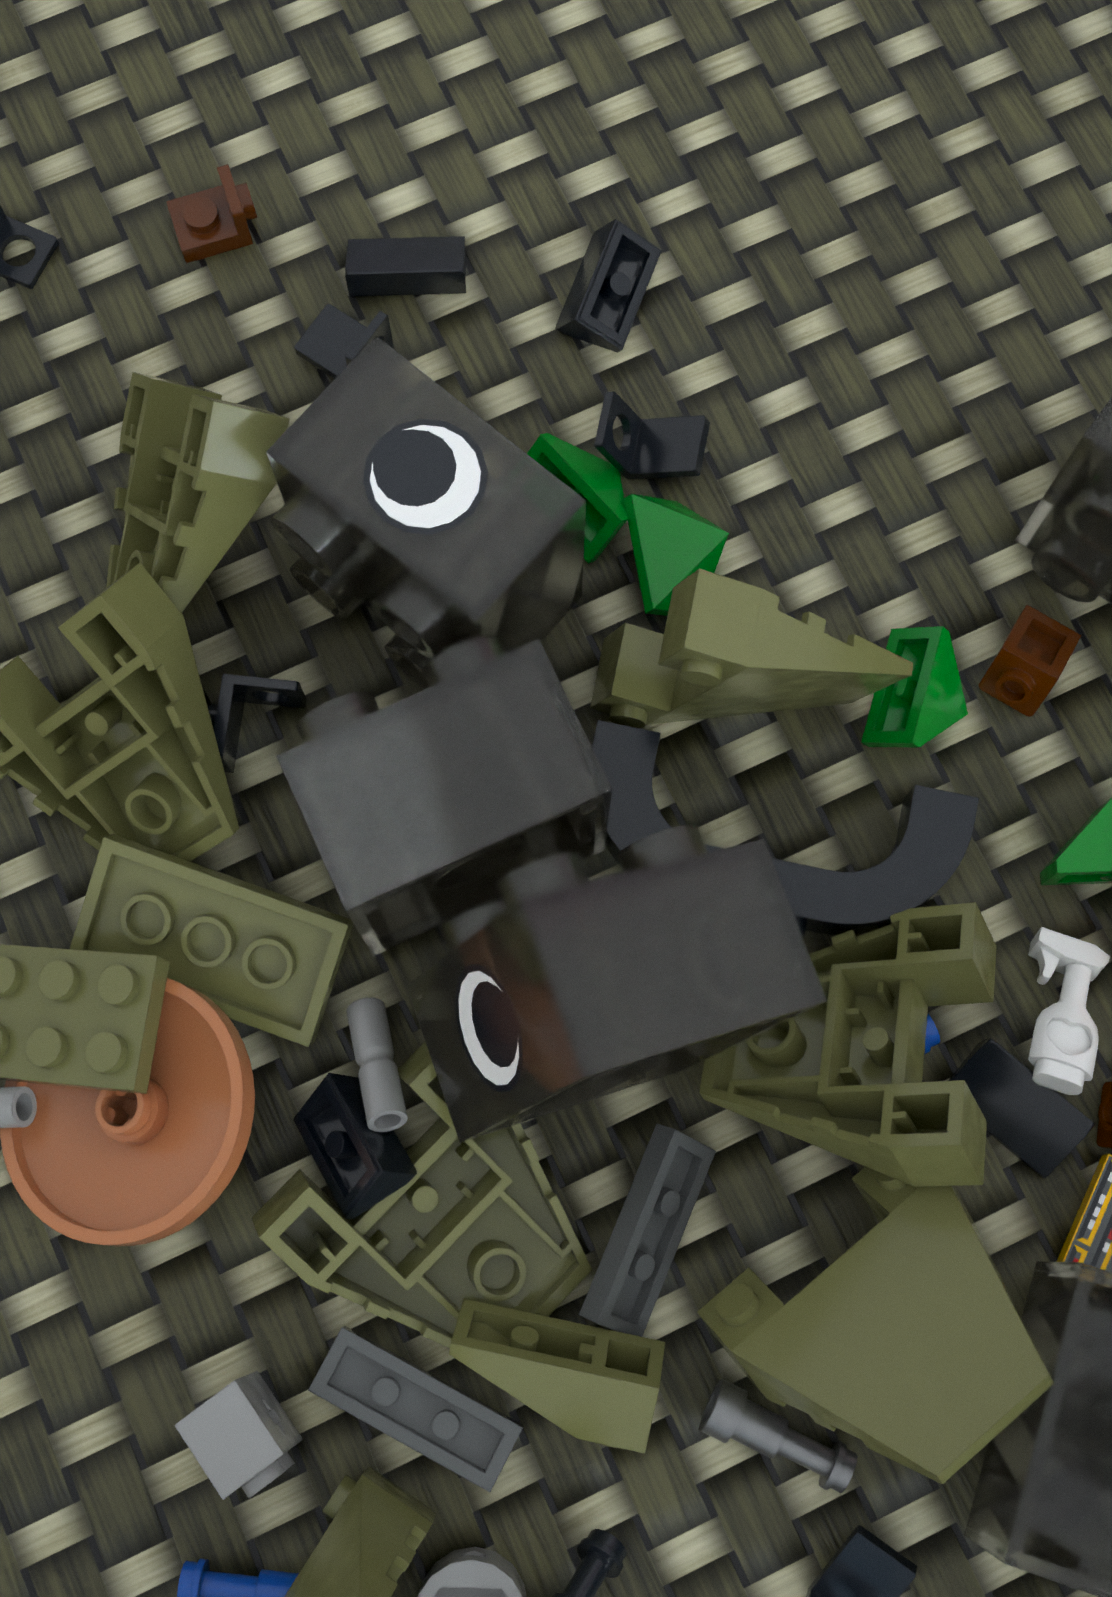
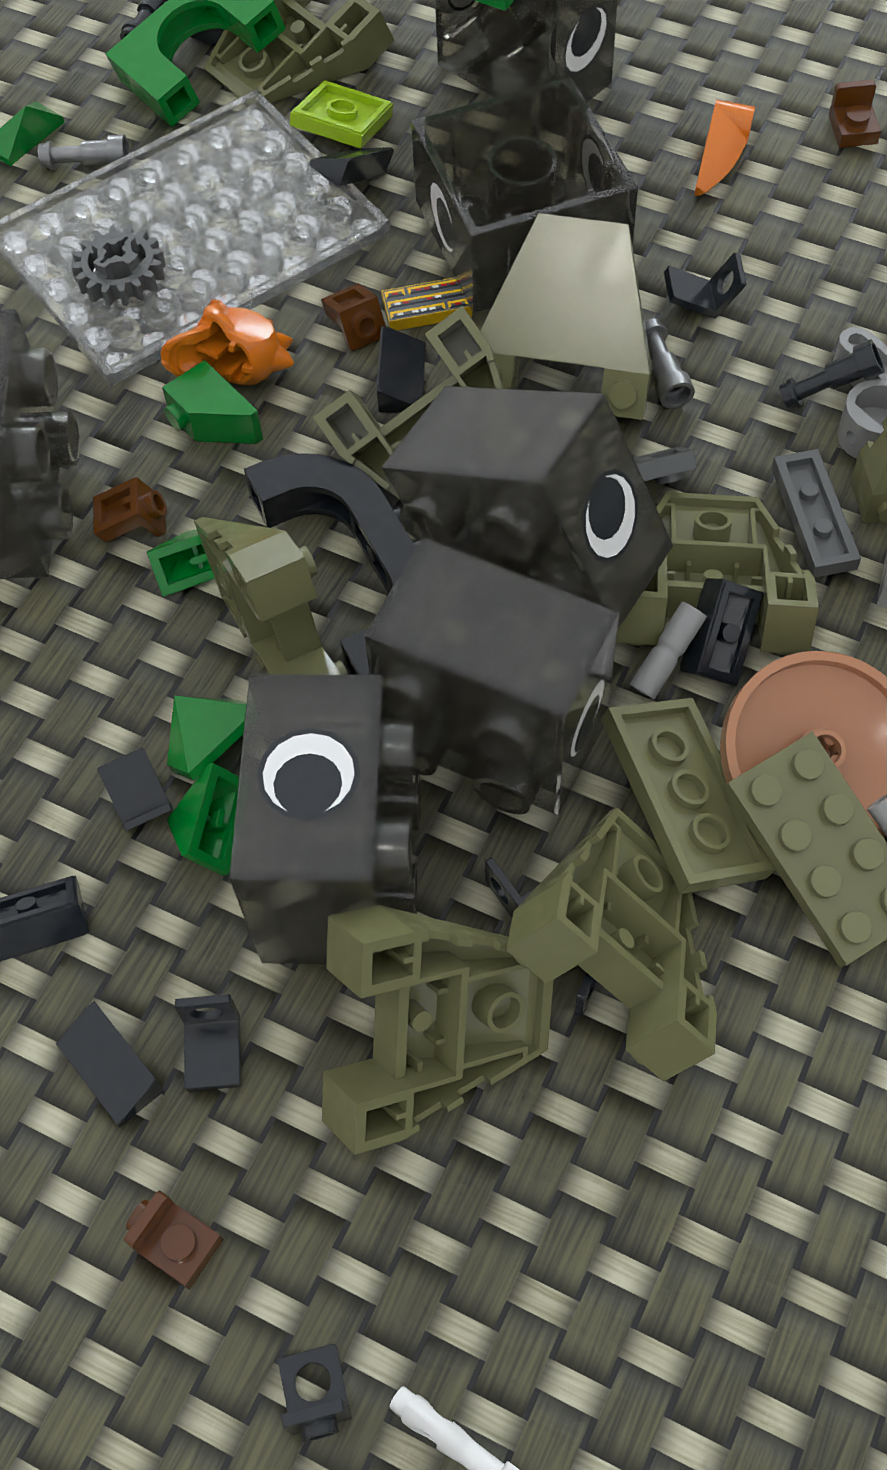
camera: 125 degrees left, 15 degrees down
(571, 1373) = (727, 450): olive slope -> none
(1064, 1033) = (339, 367): white piece -> none

